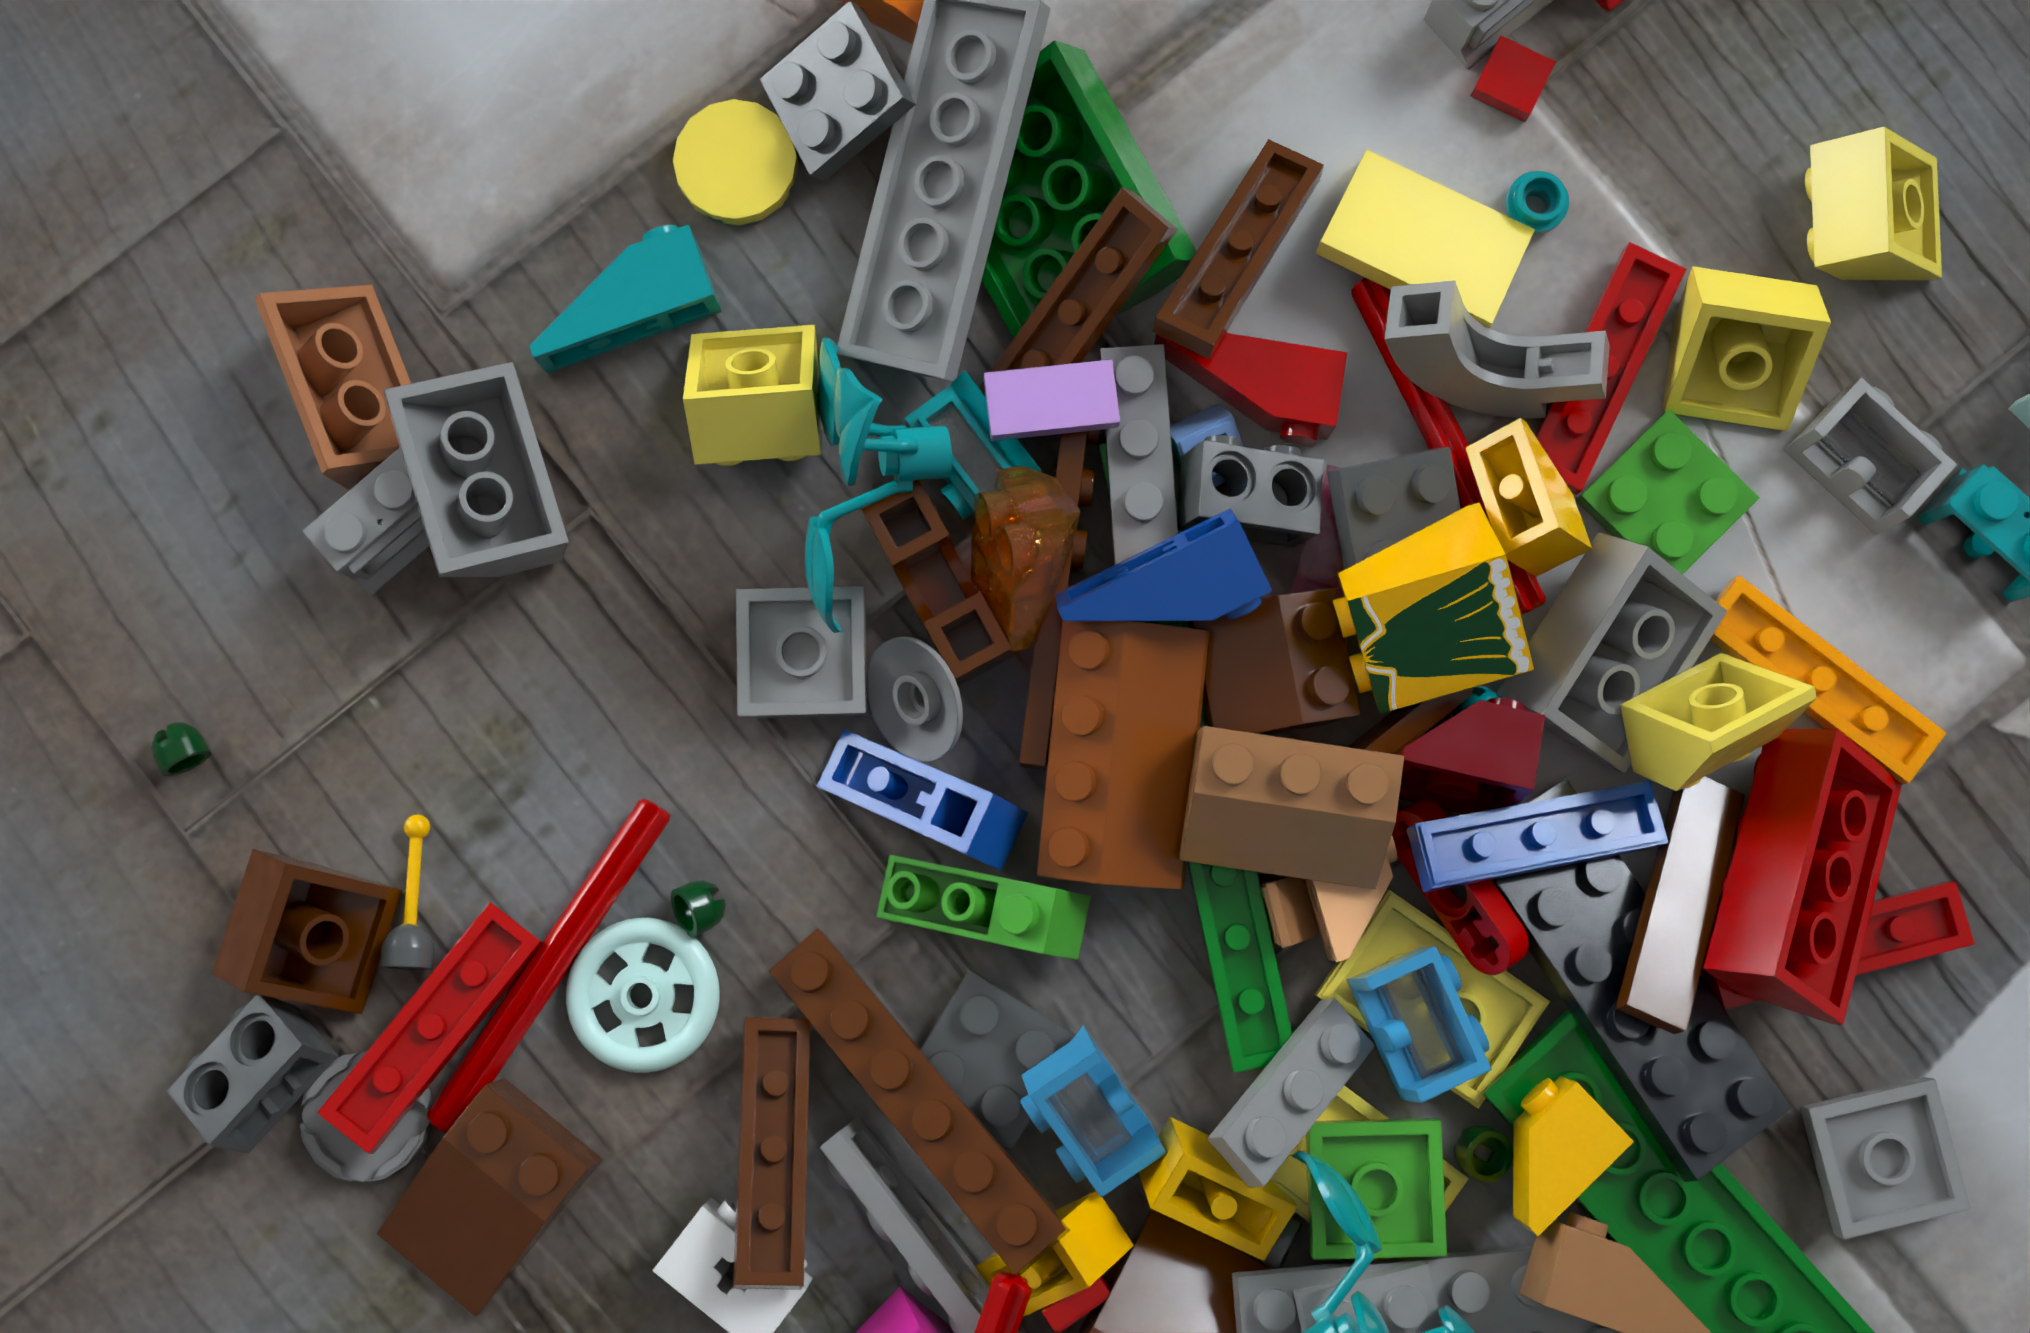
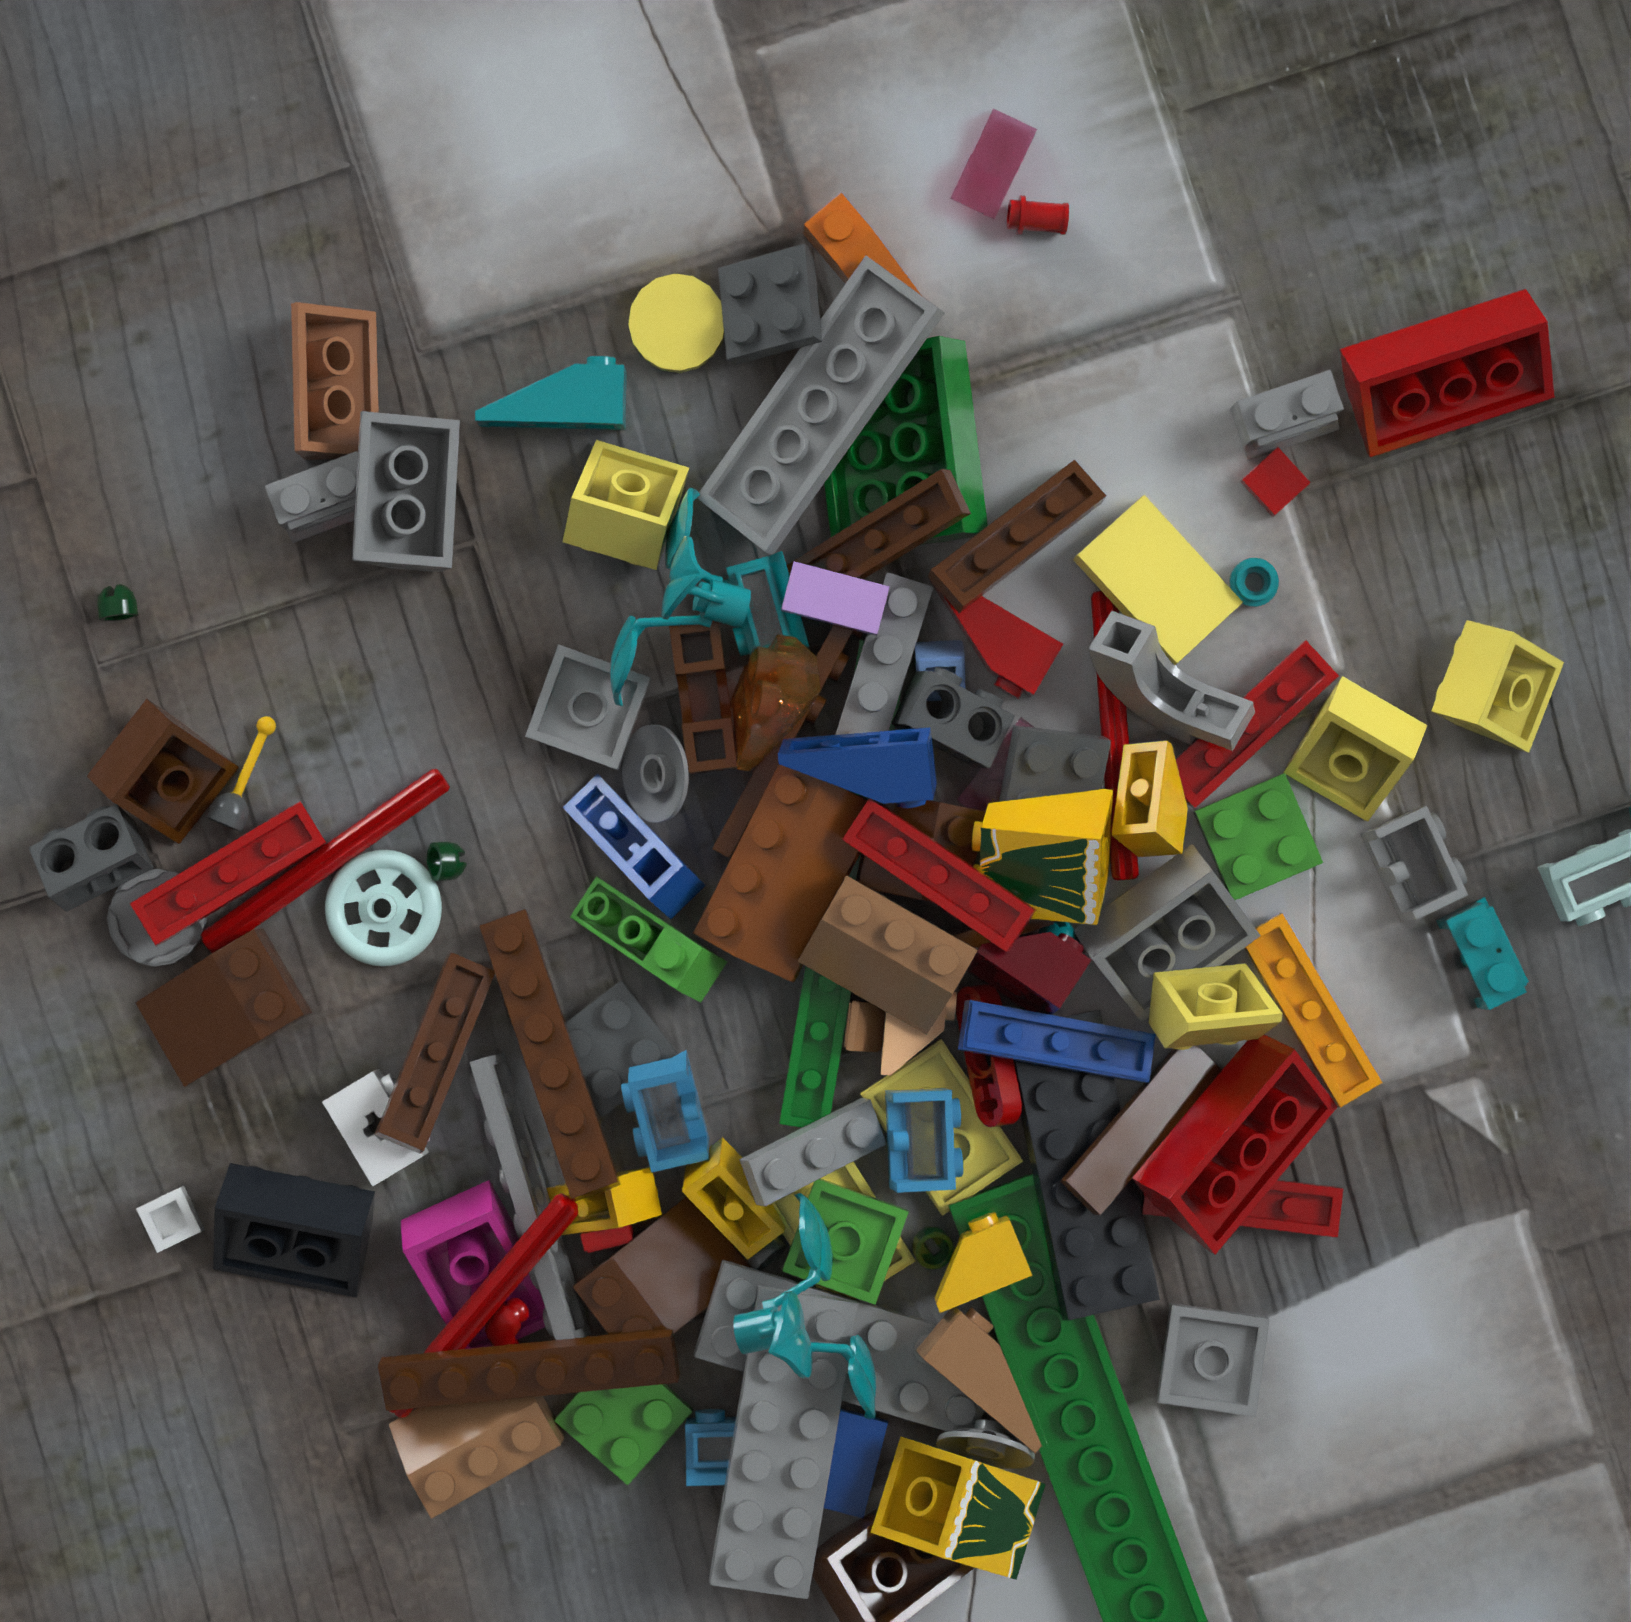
camera: 20 degrees right, 5 degrees up
(1317, 681) = (939, 874): none -> red plate

